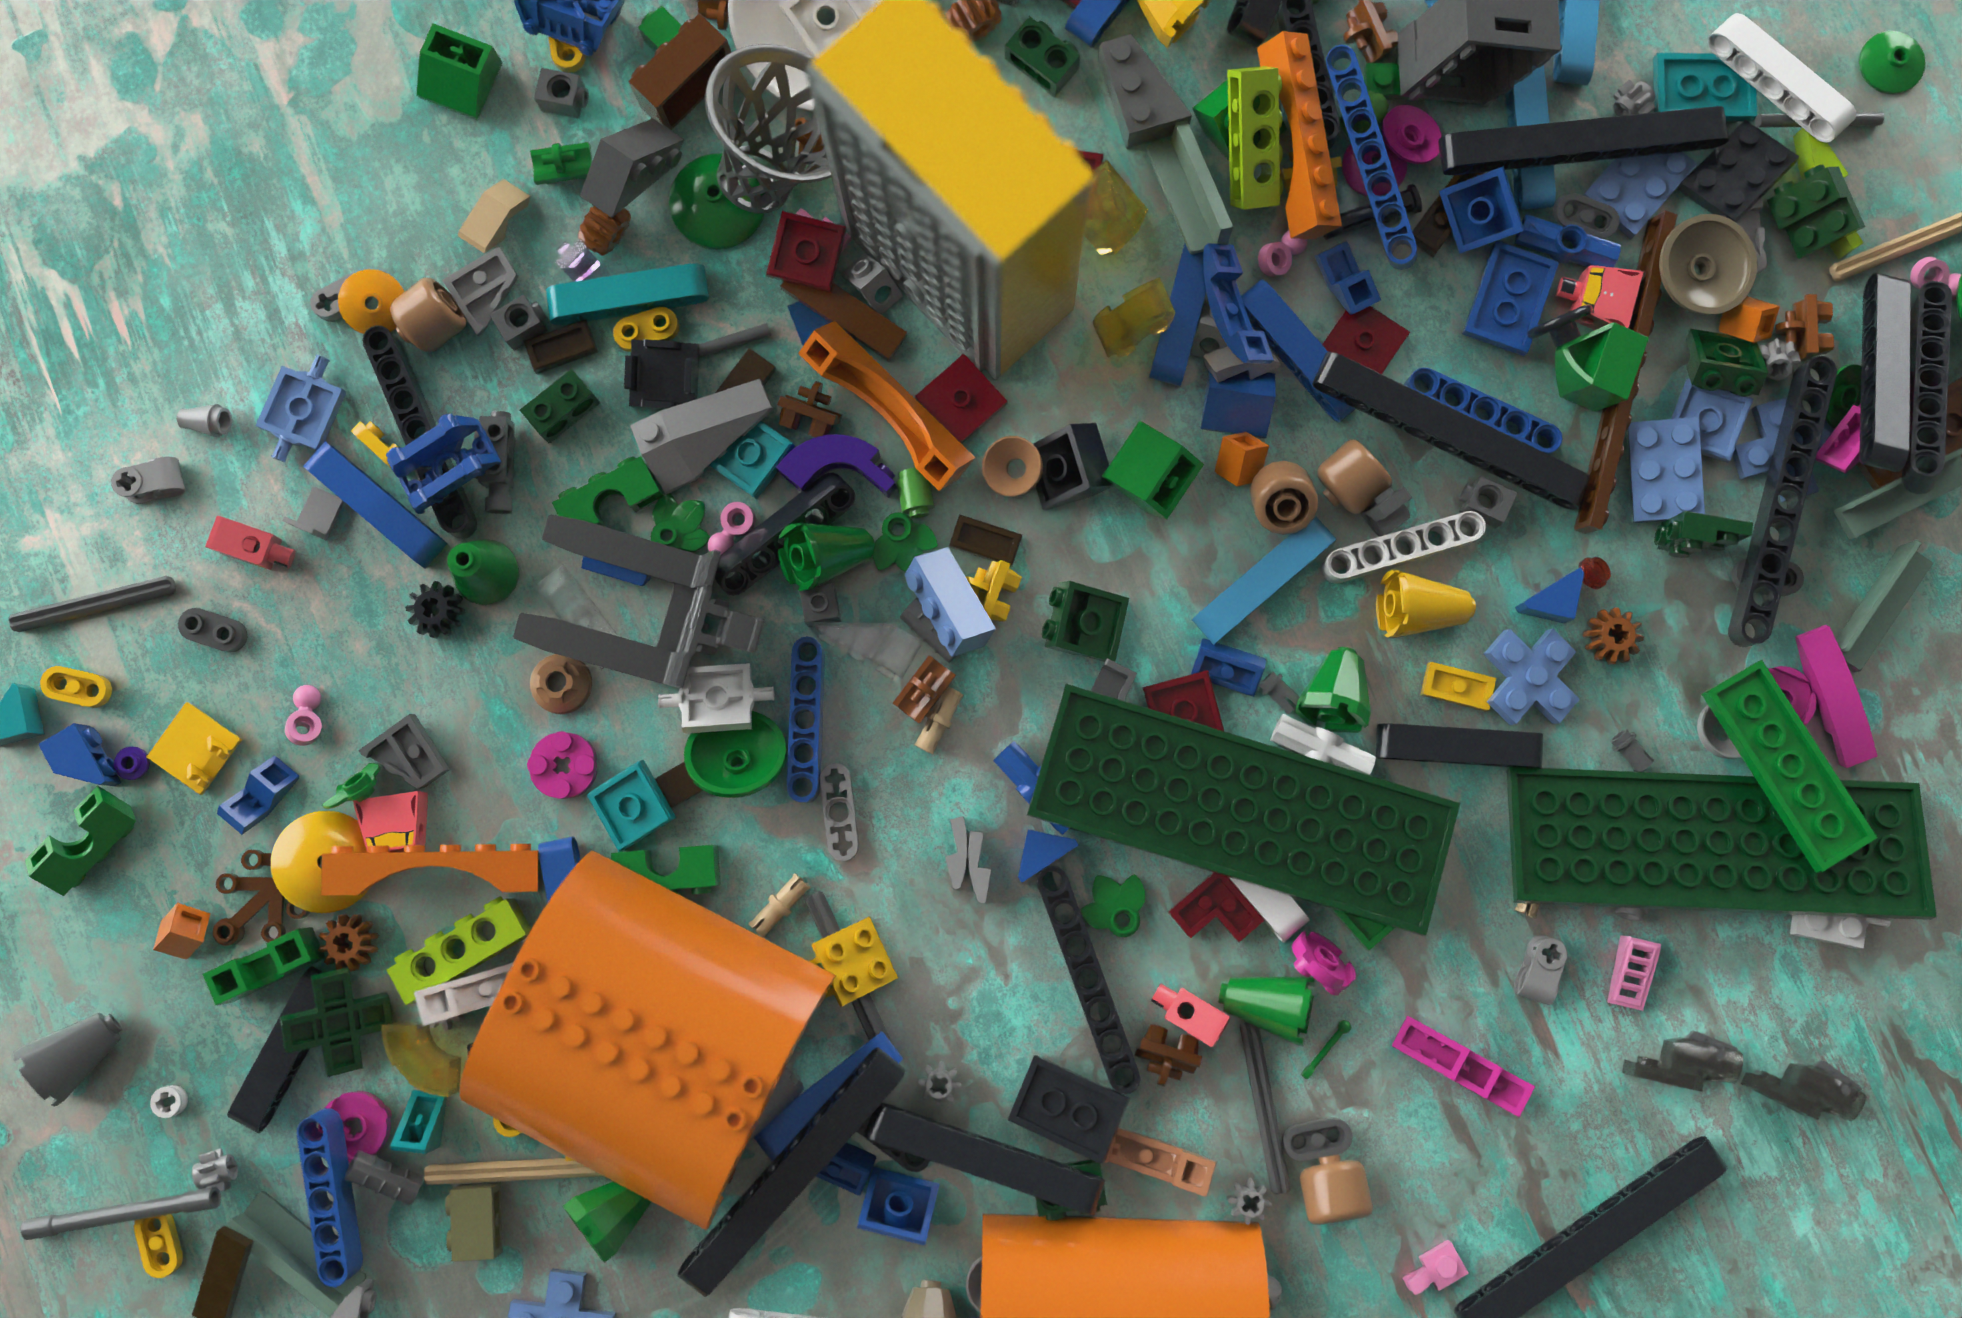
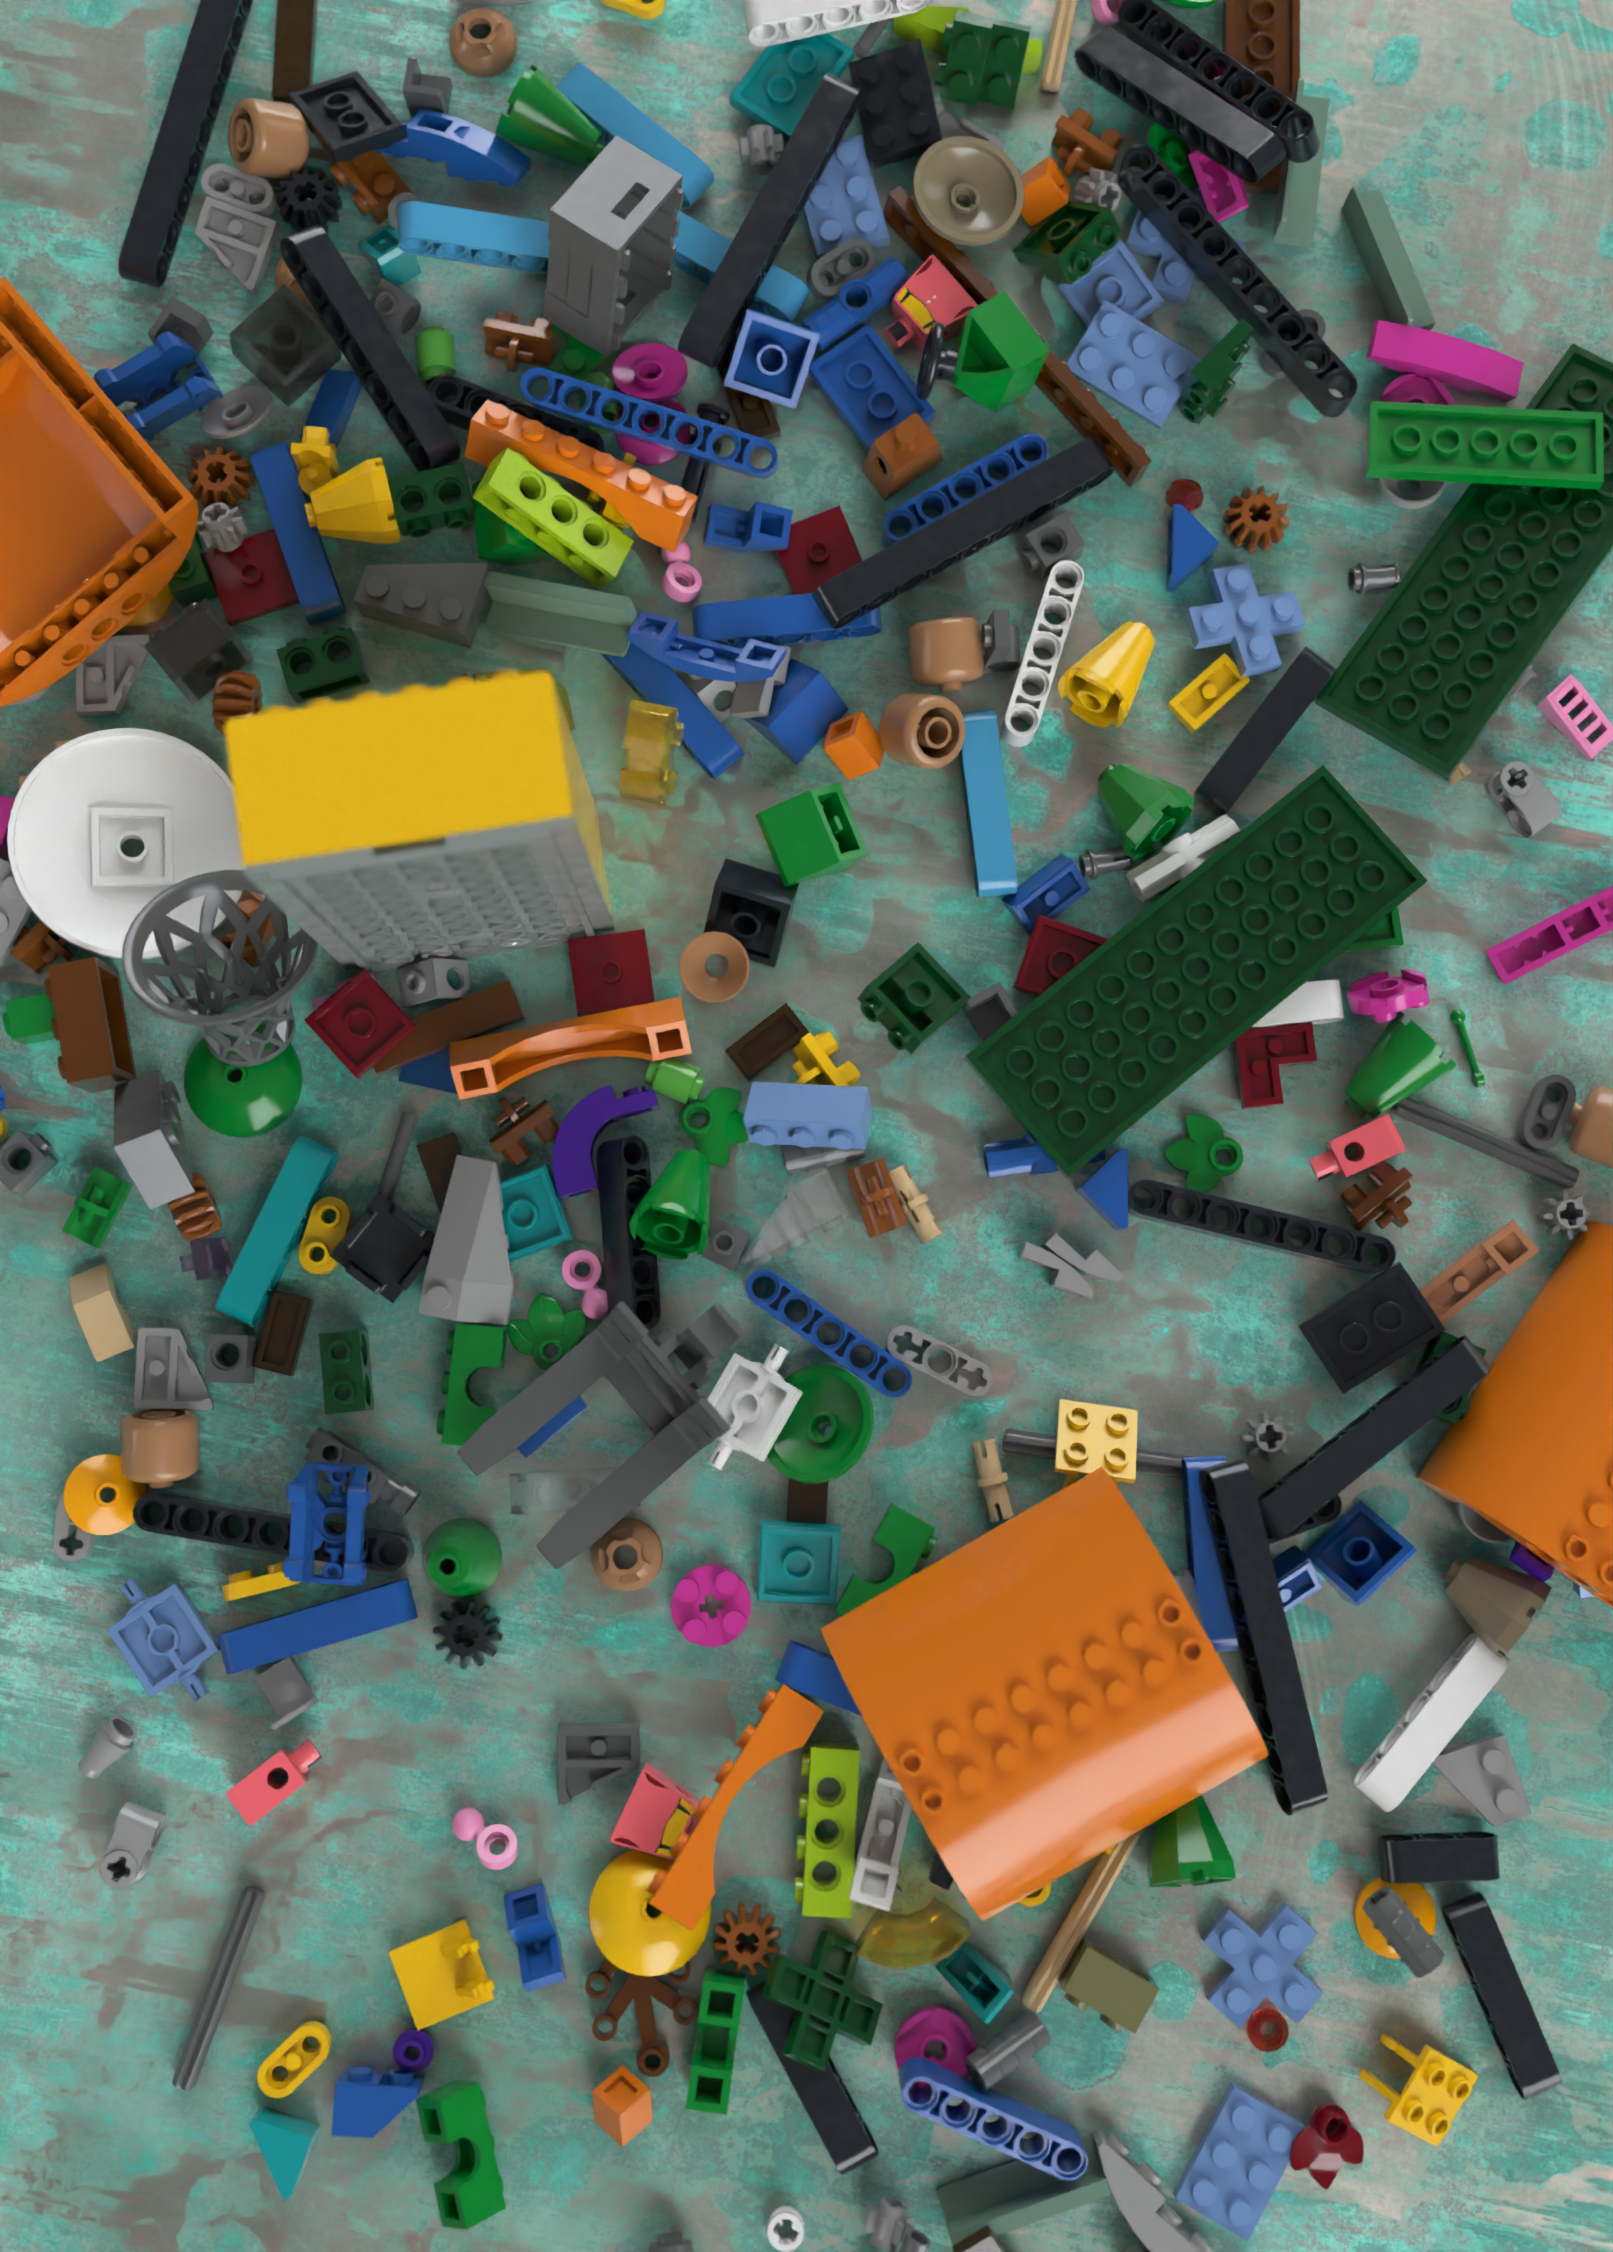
camera: 65 degrees left, 0 degrees up
(210, 630) = (330, 1879): dark grey plate -> none
(357, 787) = (599, 1828): green plate -> none
(1219, 44) = (431, 489): none -> dark green brick
(1478, 352) = (906, 452): none -> dark orange torso

